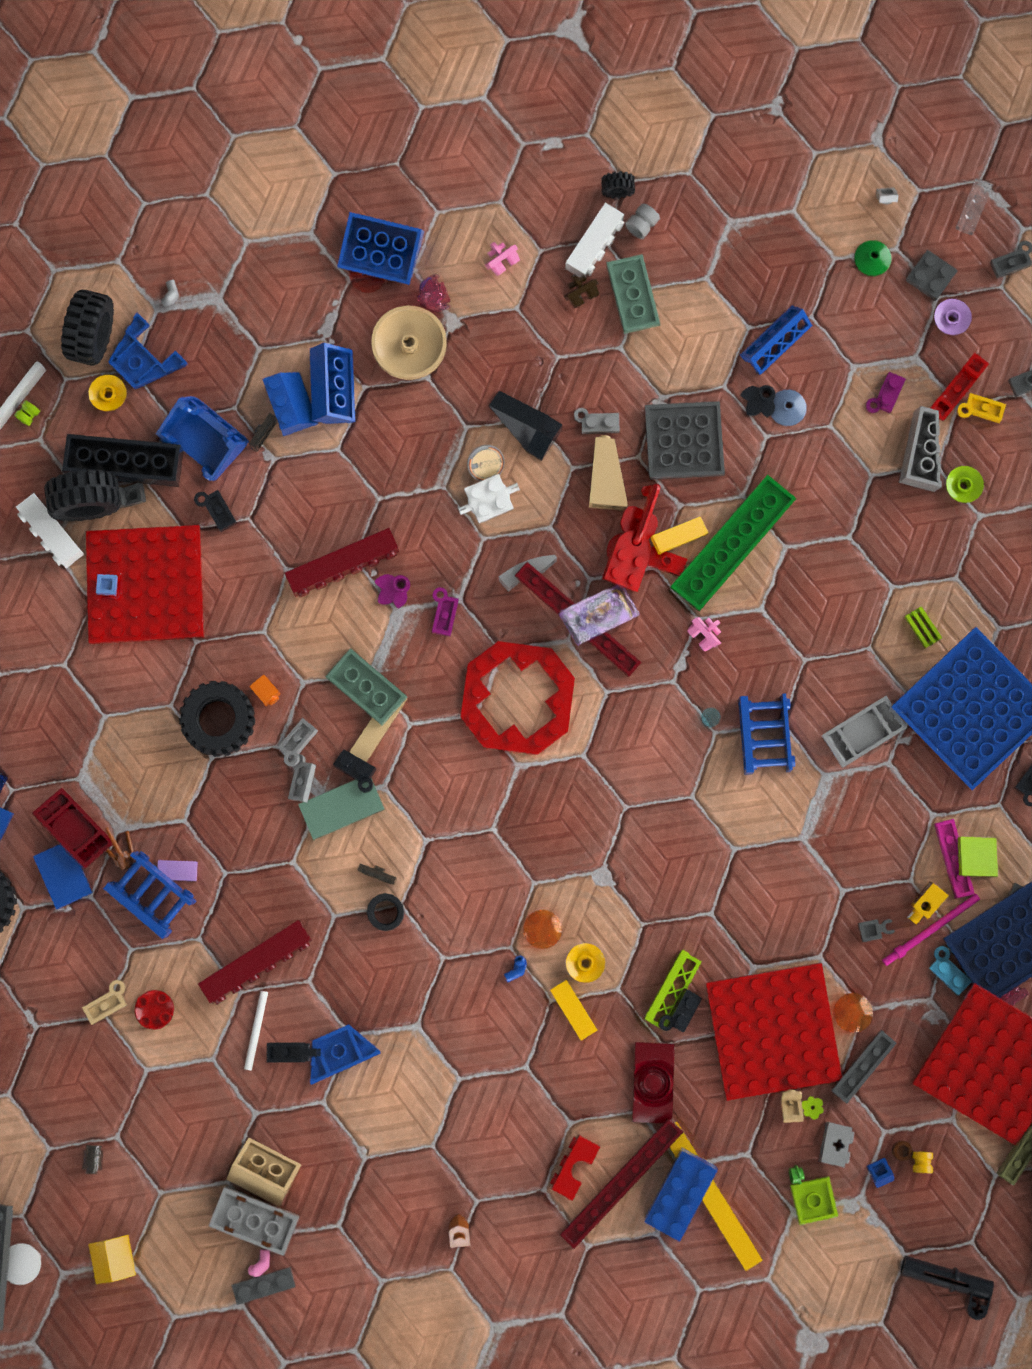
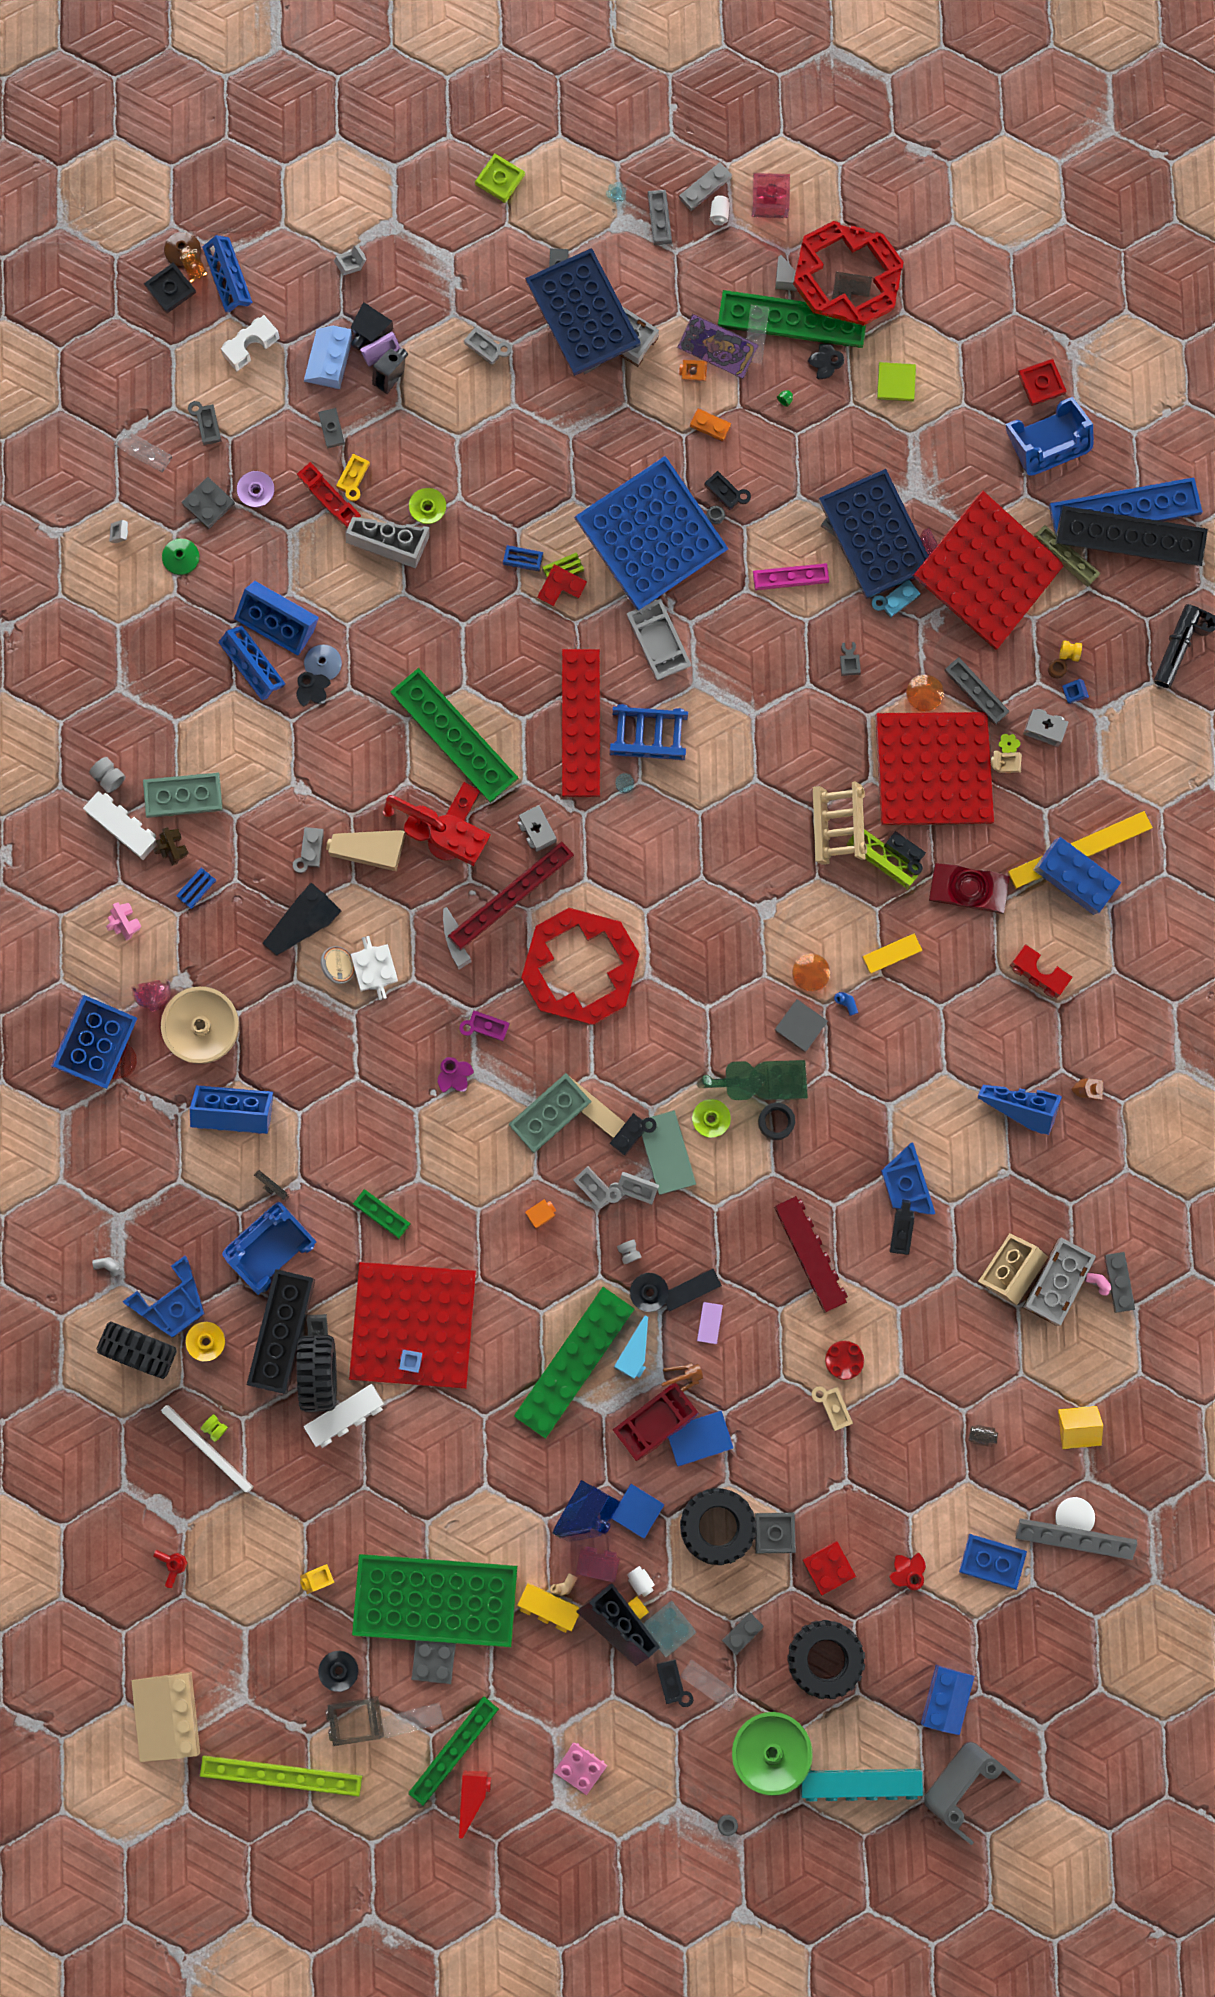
camera: 85 degrees left, 0 degrees up
(125, 743) = (574, 1362): none -> green plate
(131, 901) = (736, 1370): blue fence -> none
(134, 798) = (633, 1356): none -> medium azure slope
(196, 798) = (639, 1290): none -> black dish
(199, 700) = (563, 1237): black tyre -> none
(208, 848) = (692, 1289): none -> black tile
(217, 508) = (345, 1241): black hinge -> none
(237, 781) = (627, 1247): none -> light grey wheel
(248, 540) = (381, 1214): none -> green tile
(256, 1030) = (876, 1262): white bar -> none
(289, 402) = (243, 1155): blue slope -> none
(342, 562) = (419, 1121): dark red brick -> none
(373, 838) = (711, 1108): none -> lime dish
(377, 873) = (737, 1124): clear smoke plate -> none
(425, 911) = (766, 1080): none -> clear green plate
(430, 1170) = (1032, 1110): none -> blue wedge
(486, 925) = (801, 1025): none -> dark grey tile
(548, 315) = (185, 899): none -> blue tile
(590, 953) = (851, 926): yellow dish -> none
(599, 614) = (509, 874): clear purple tile -> none
(618, 185) = (65, 793): black tyre -> none
(621, 1183) = (1060, 930): dark red tile -> none
(644, 645) = (544, 837): none -> light grey brick
(679, 535) = (439, 785): yellow tile -> none
(684, 440) = (342, 767): dark grey plate -> none
(698, 920) = (822, 816): none -> tan fence
(700, 627) = (534, 779): bright pink hips -> none
(766, 666) = (580, 722): none -> red plate
(796, 1174) = (1069, 768): bright green plate -> none
(814, 1200) = (1094, 756): lime tile -> none
(825, 355) = (275, 617): none -> blue slope
(888, 394) = (324, 564): magenta hinge -> none
(900, 951) = (872, 639): dark pink bar -> none
(909, 624) = (559, 580): none -> red plate
(926, 602) = (522, 558): none -> blue tile
(930, 894) = (829, 600): yellow torso -> none
(977, 857) = (792, 554): lime tile -> none
(1006, 773) = (715, 515): none -> dark grey plate

